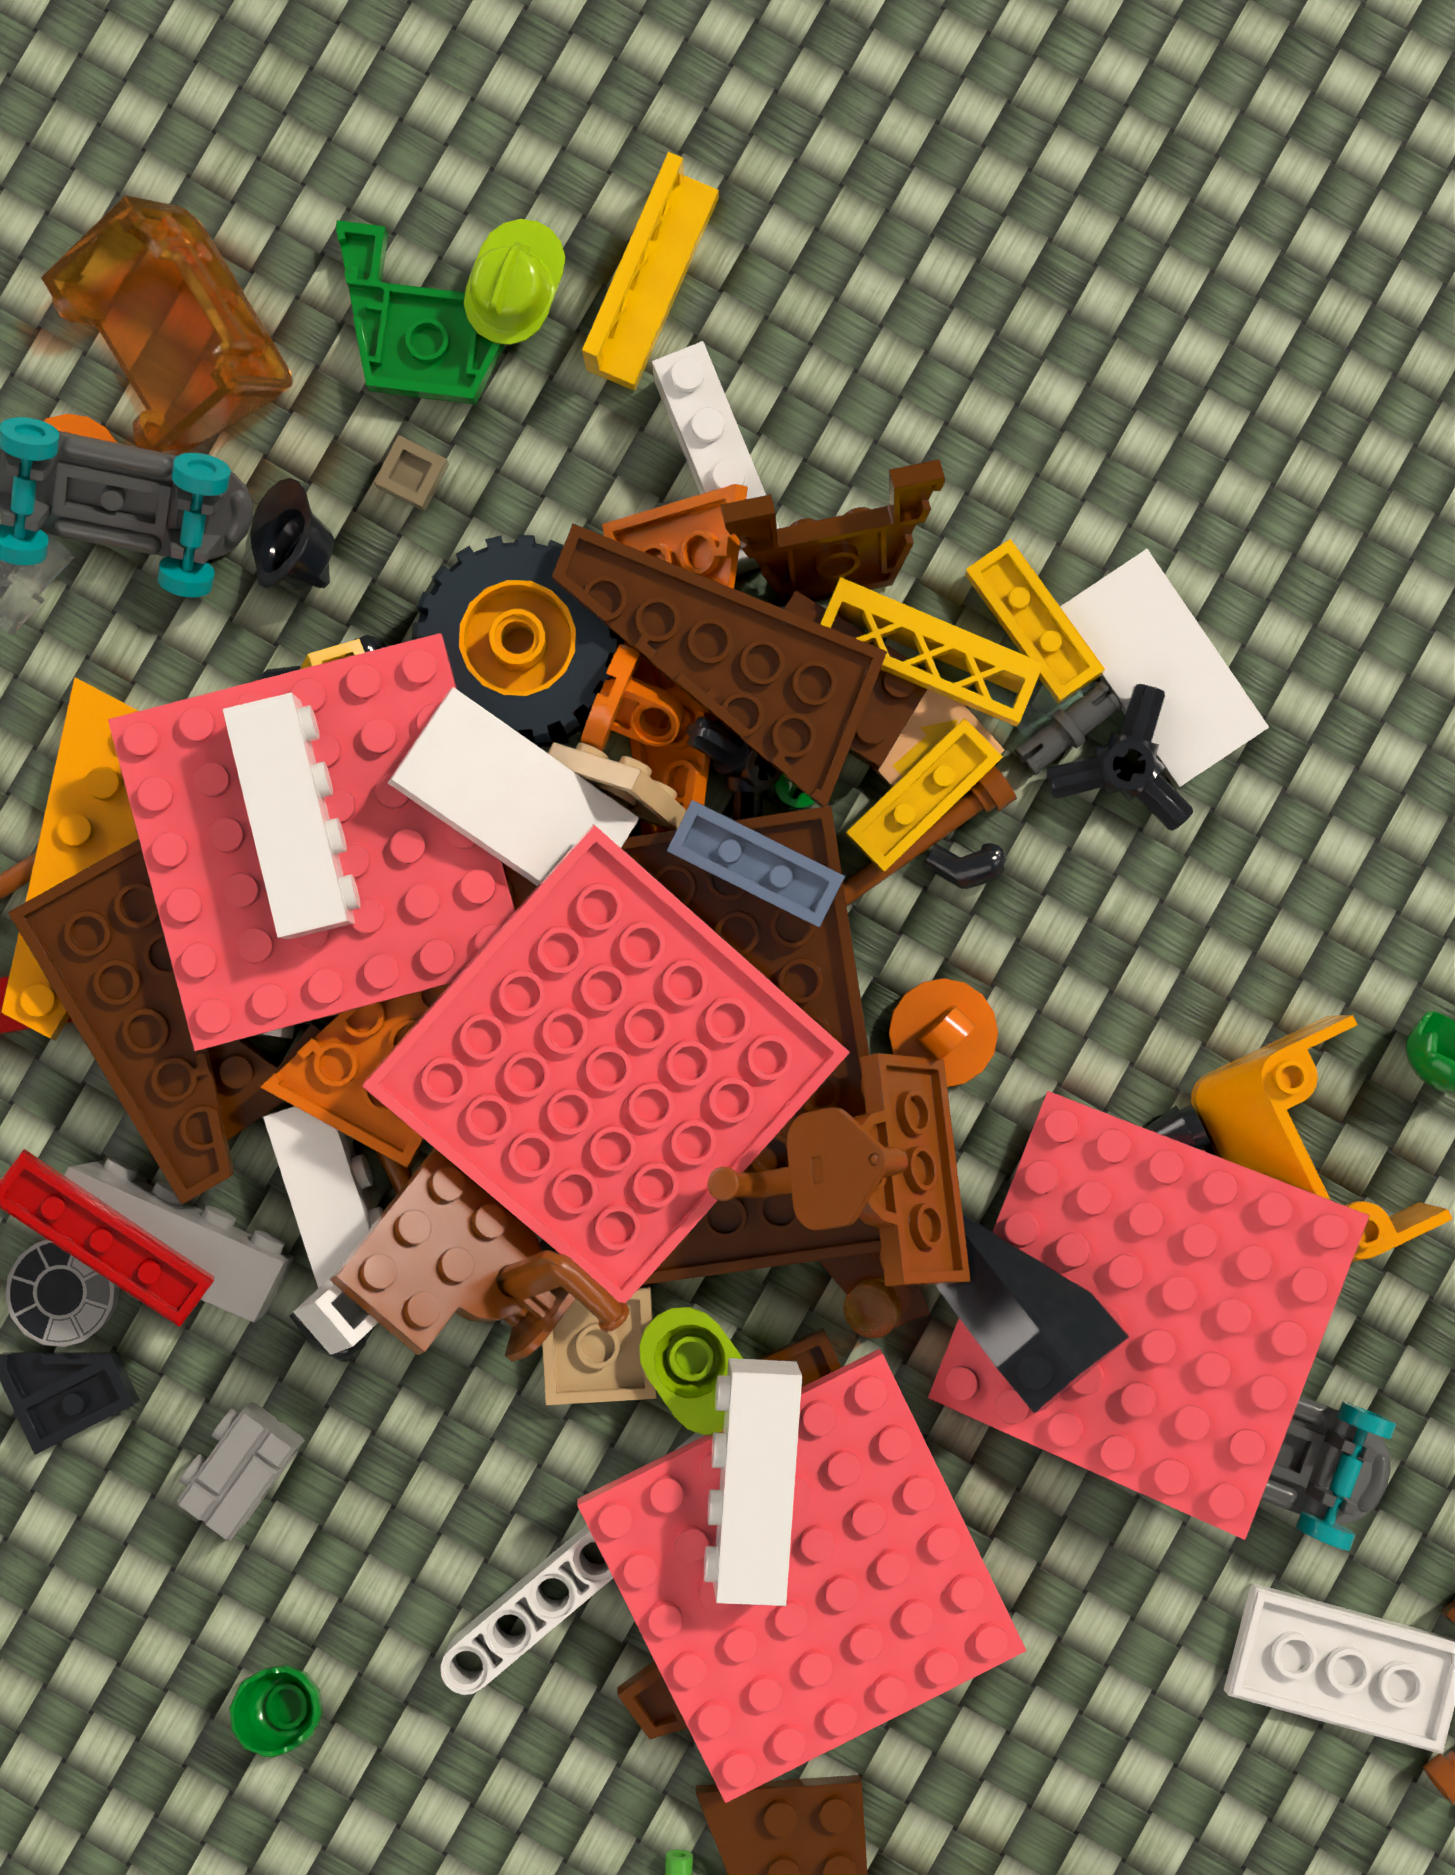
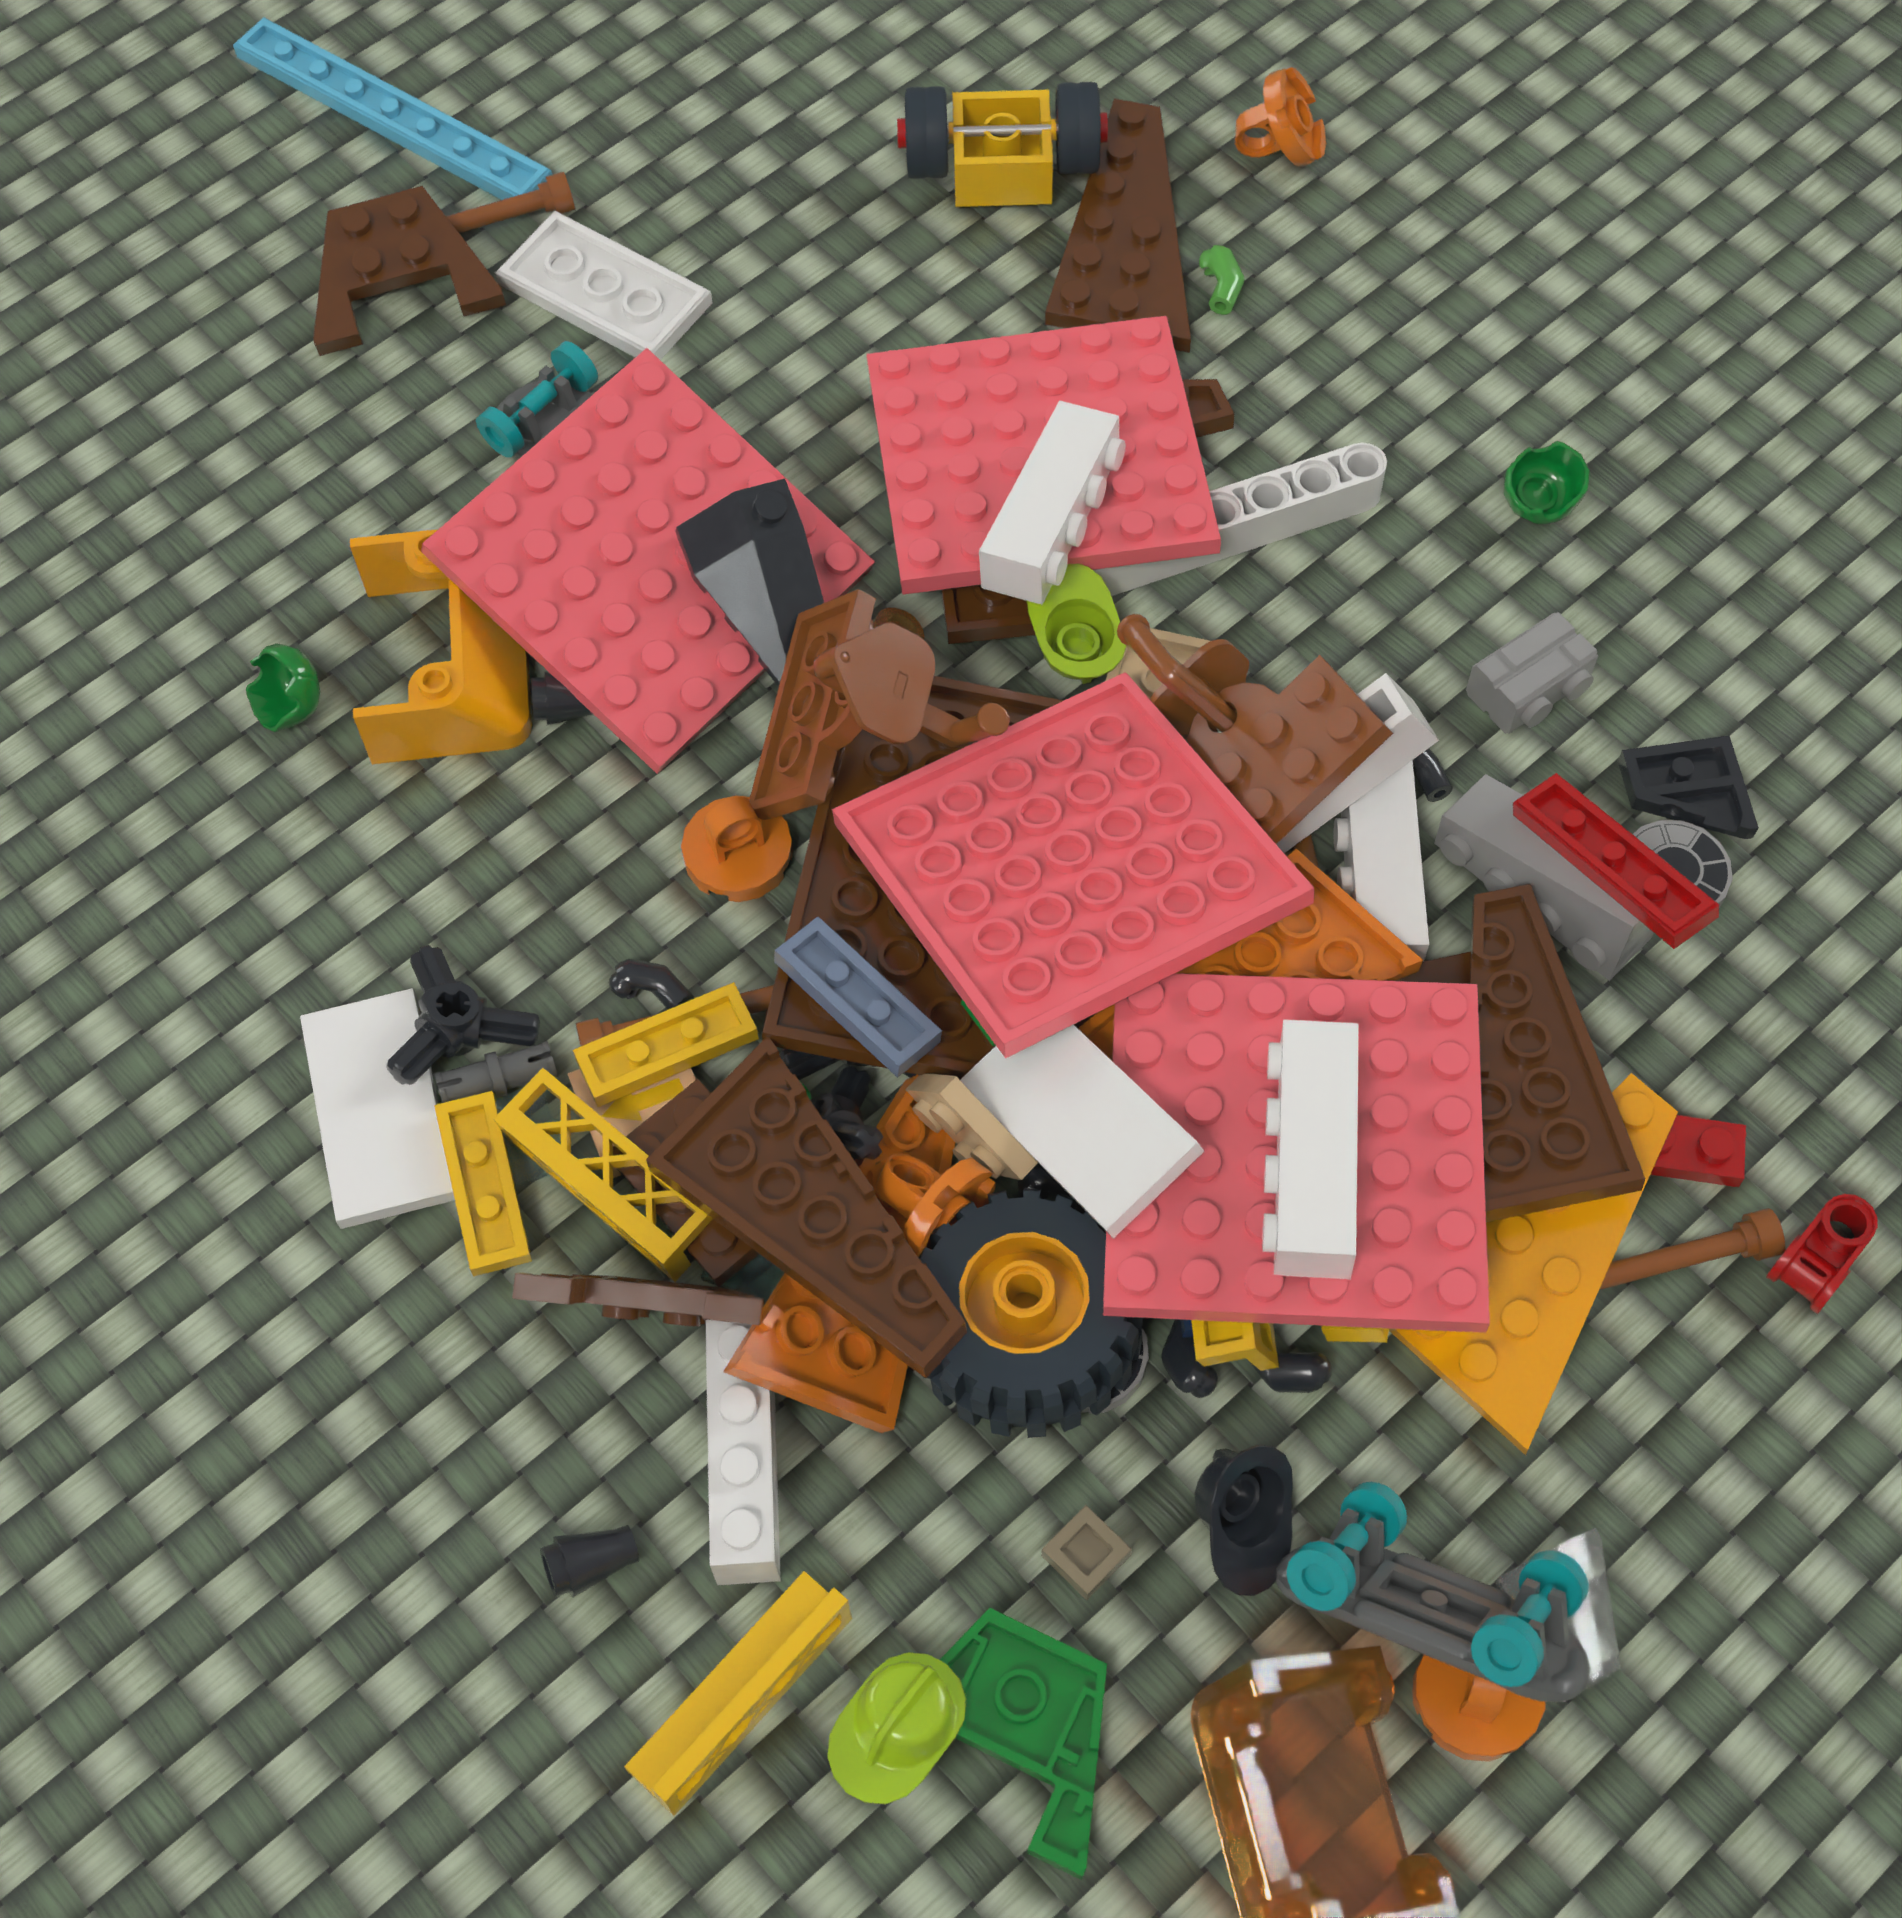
camera: 160 degrees left, 25 degrees down
(812, 336) = (587, 1558): none -> black cone

